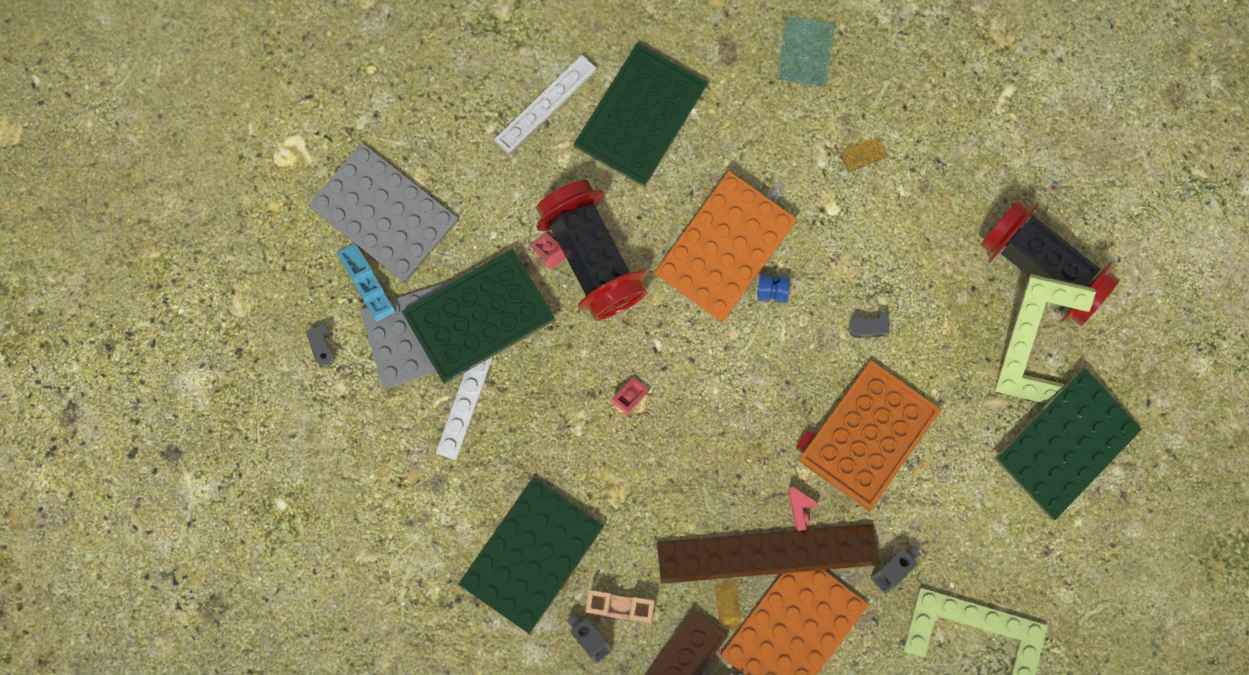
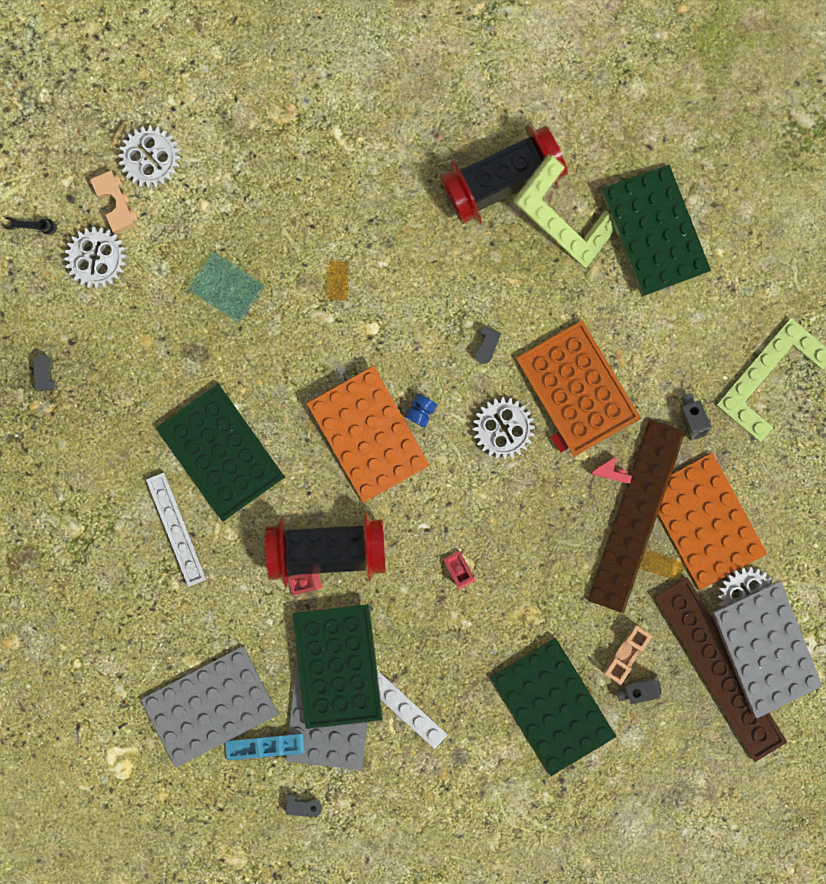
camera: 65 degrees left, 10 degrees up
(809, 389) = (488, 438): none -> white gear

